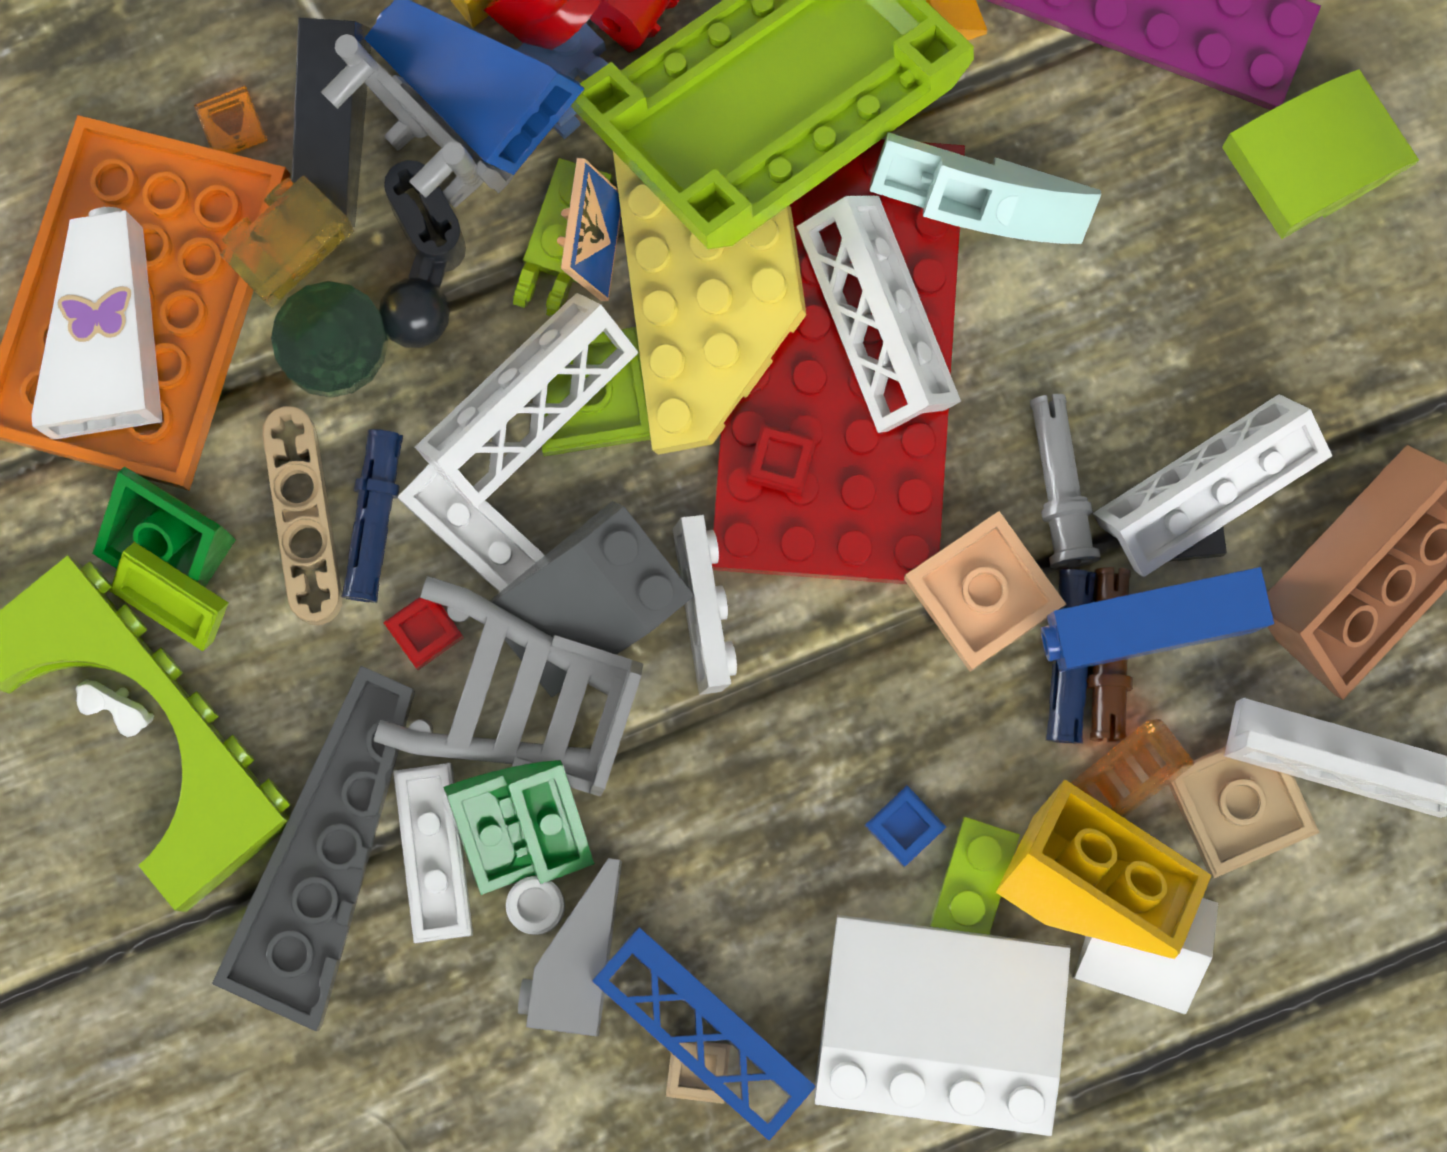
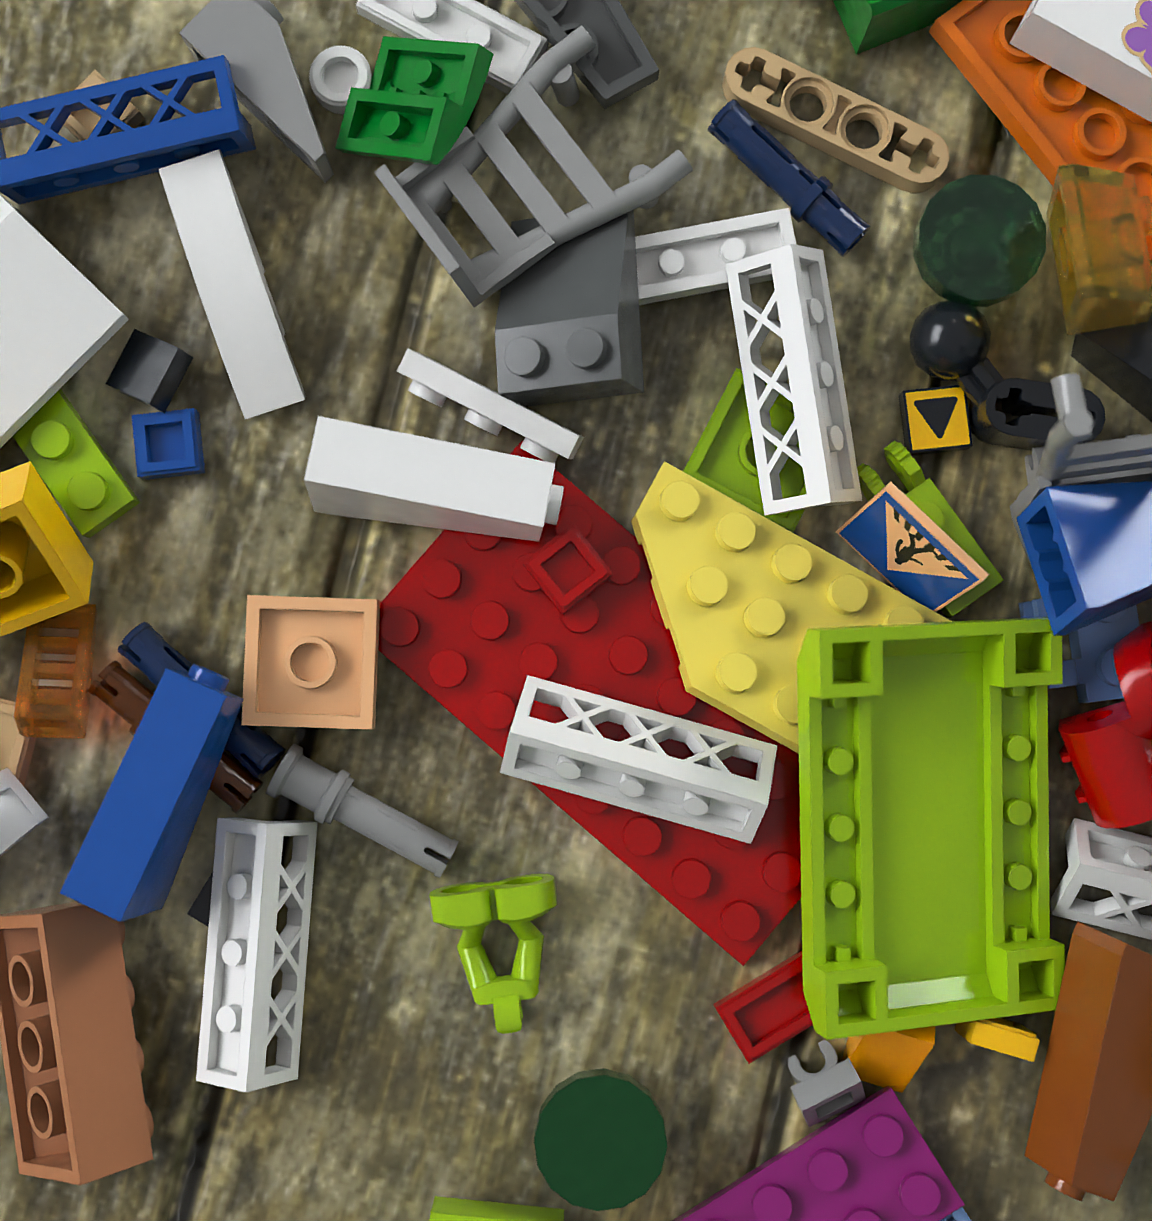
camera: 125 degrees right, 5 degrees up
(423, 631) = (650, 144): red tile -> none
(476, 286) = (935, 420): none -> tile
(752, 862) = (232, 283): none -> white slope
(795, 594) = (428, 482): none -> white slope
(862, 877) = (149, 370): none -> black tile
(979, 109) = (767, 1009): none -> red tile
(984, 196) = (676, 938): light aqua slope -> none
(1007, 30) = (827, 1091): none -> light grey tile
(1063, 354) = (510, 901): none -> lime piece
(1155, 152) = (600, 1139): none -> dark green piece

